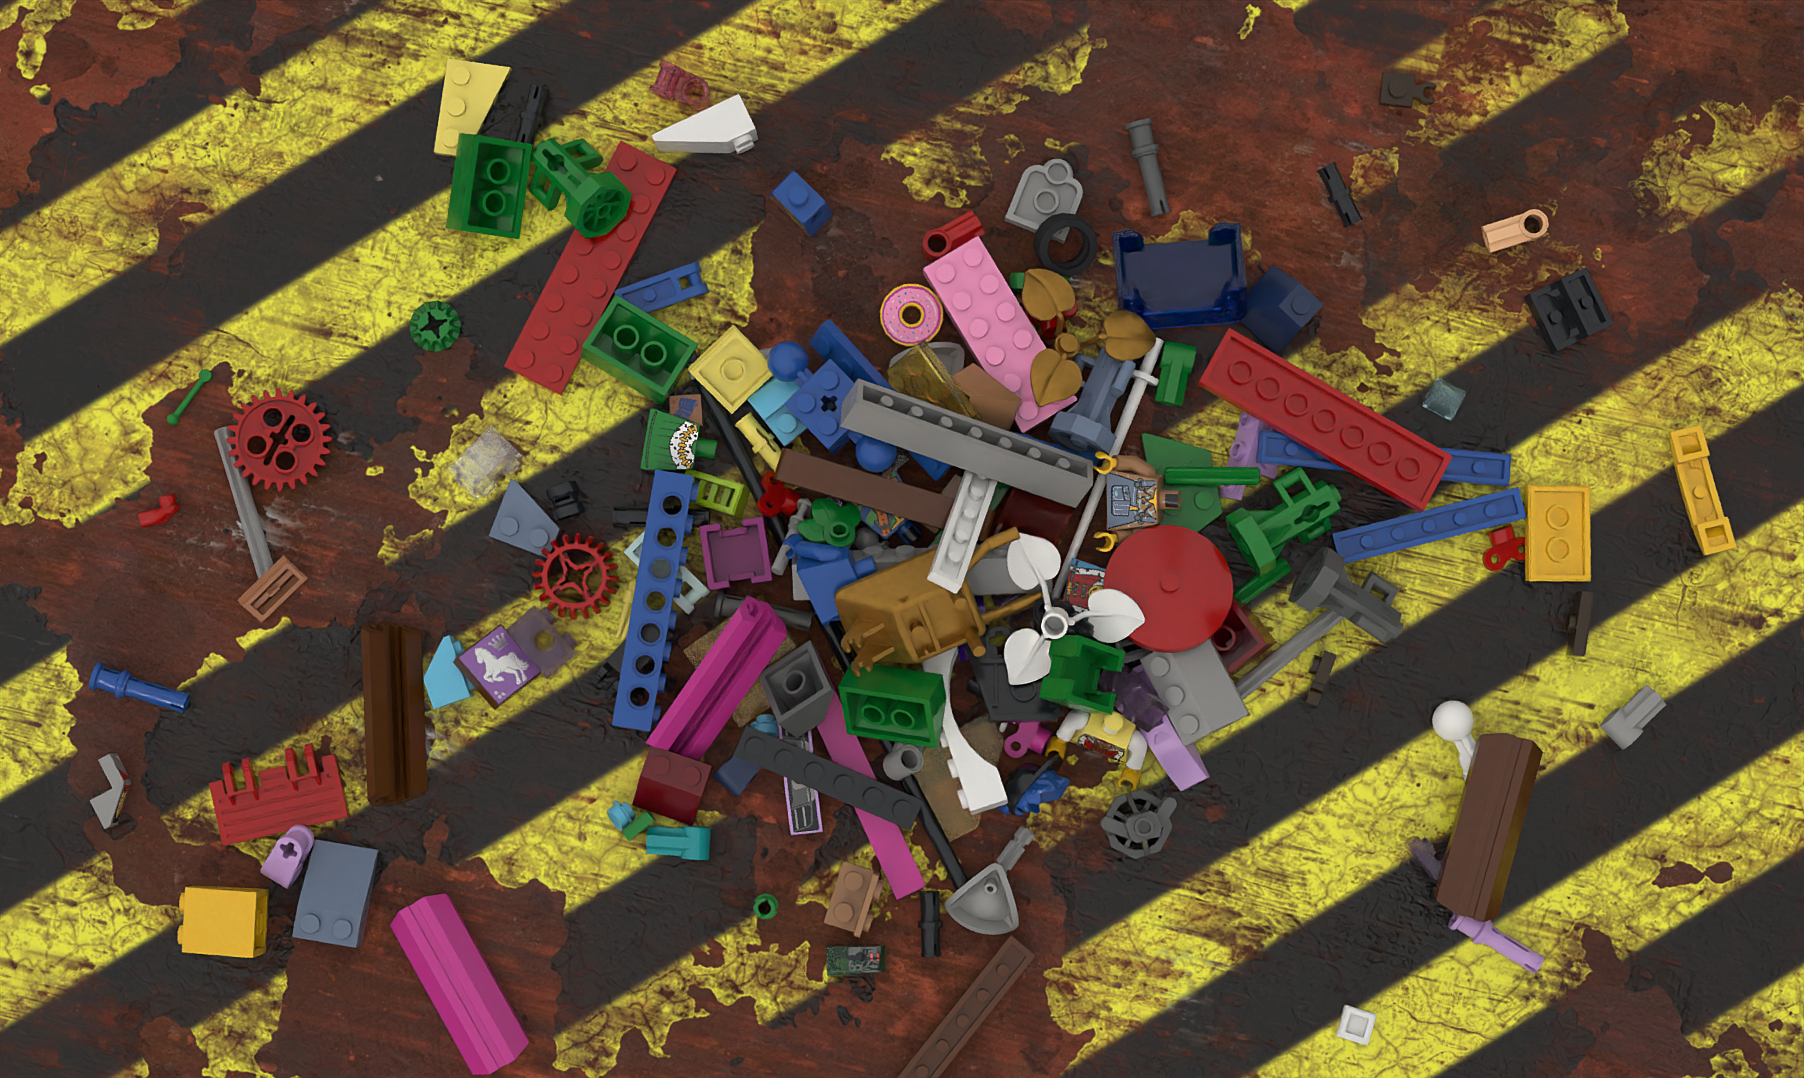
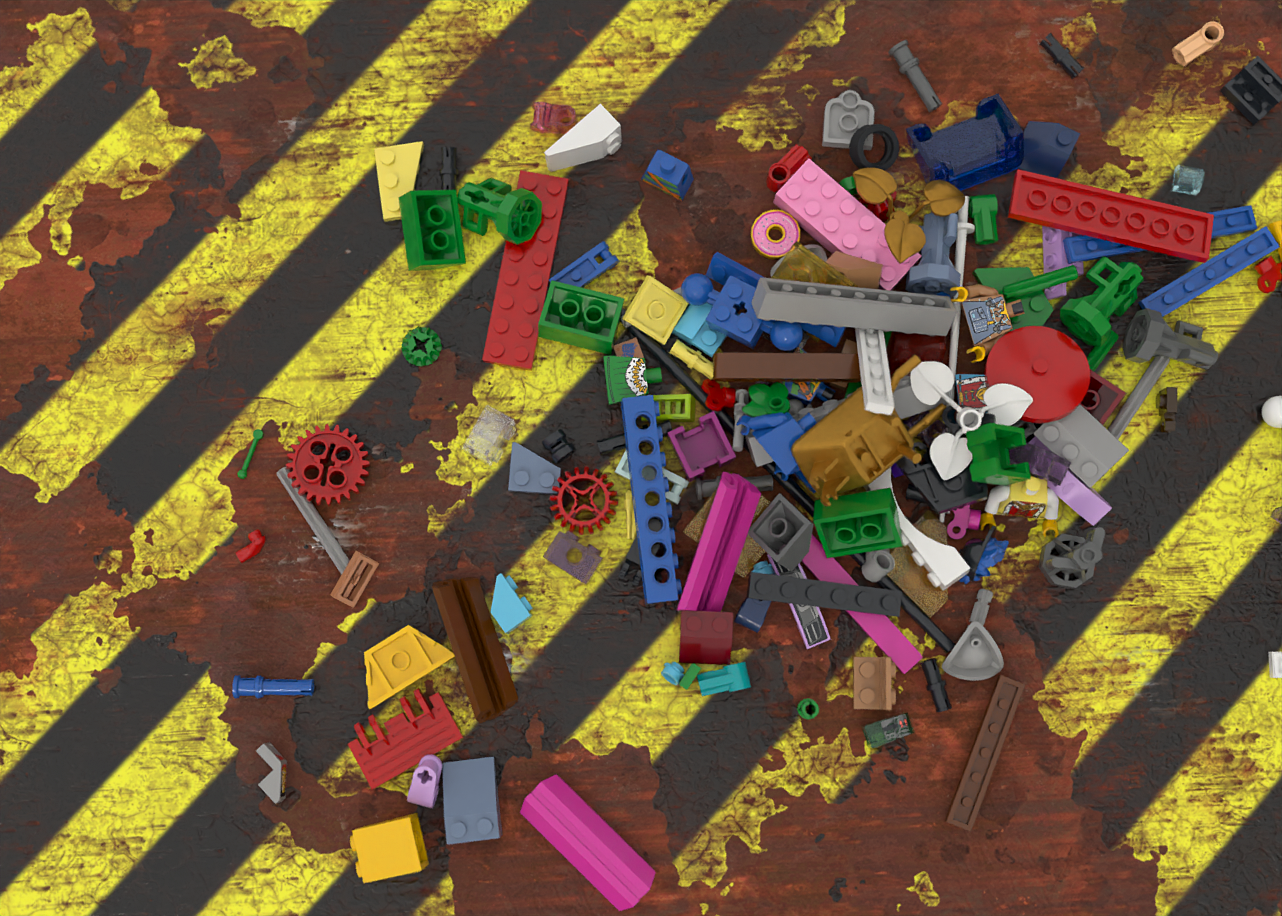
camera: 15 degrees left, 5 degrees down
(299, 706) = (401, 662): none -> yellow wing
(497, 667) = (544, 586): tile -> none

